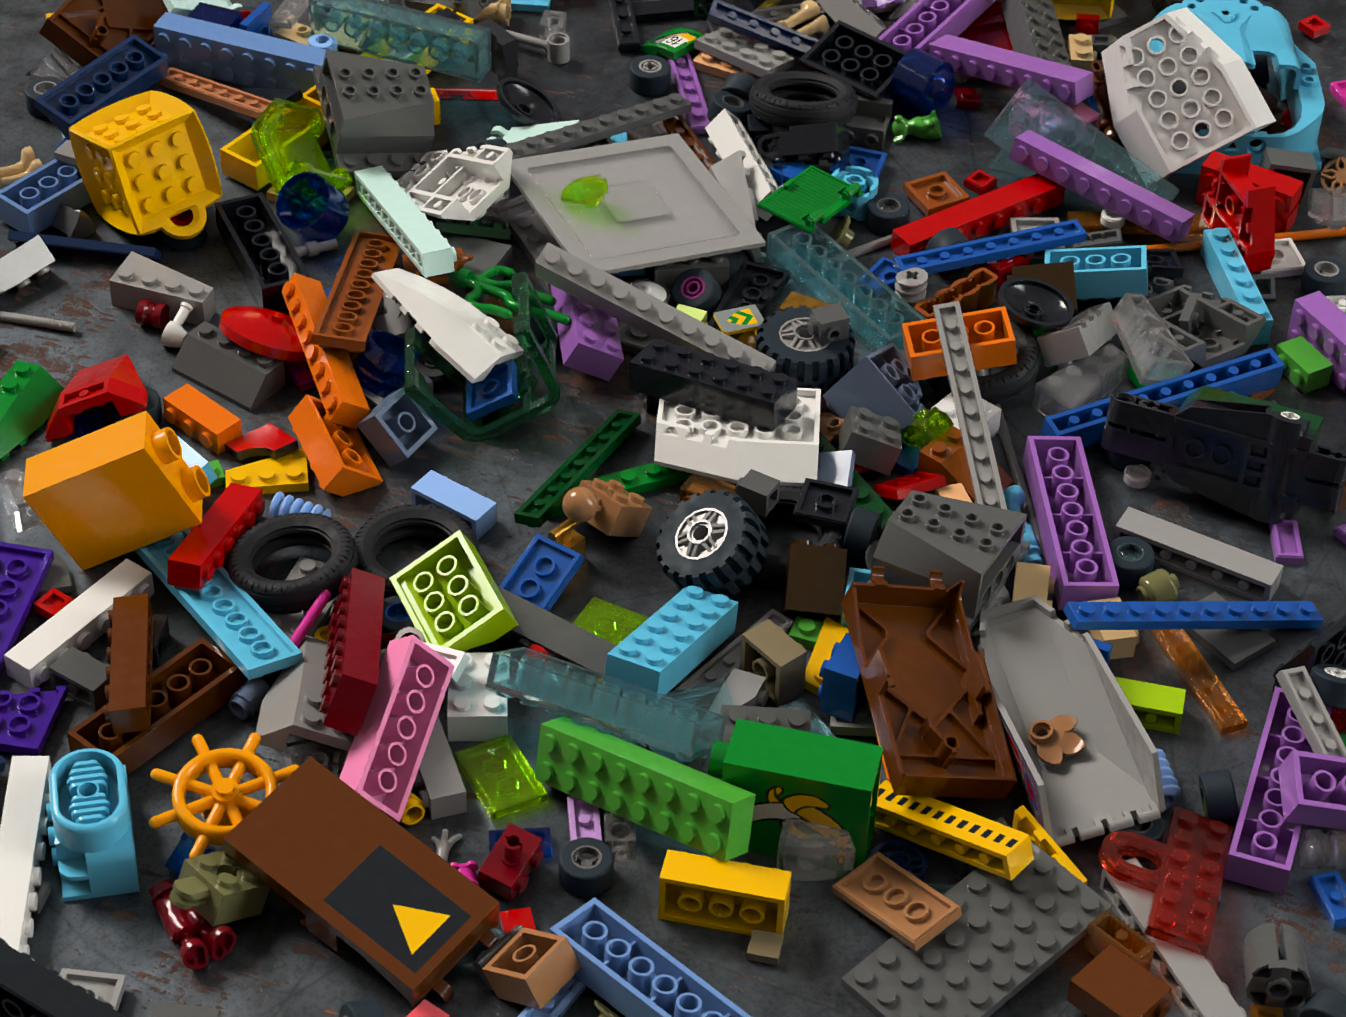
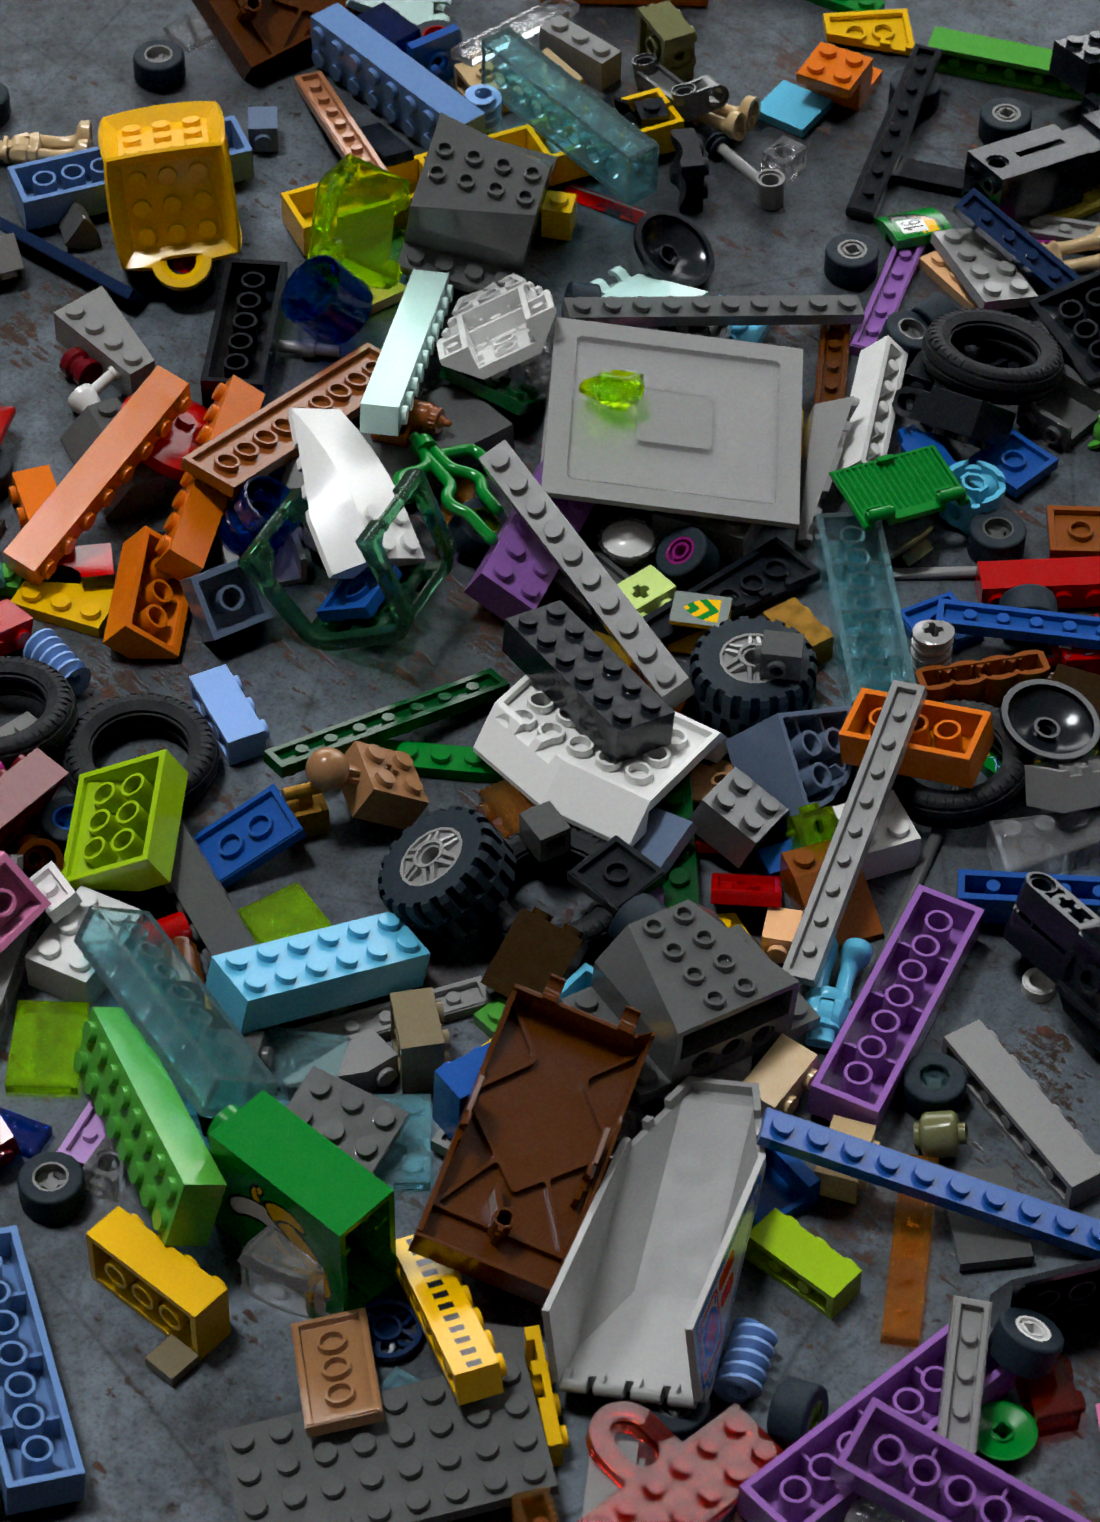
camera: 30 degrees right, 5 degrees up
(106, 80) = (221, 68): dark blue arch -> none
(244, 374) = (98, 476): none -> orange brick
(1058, 741) = (666, 1267): medium nougat plate -> none

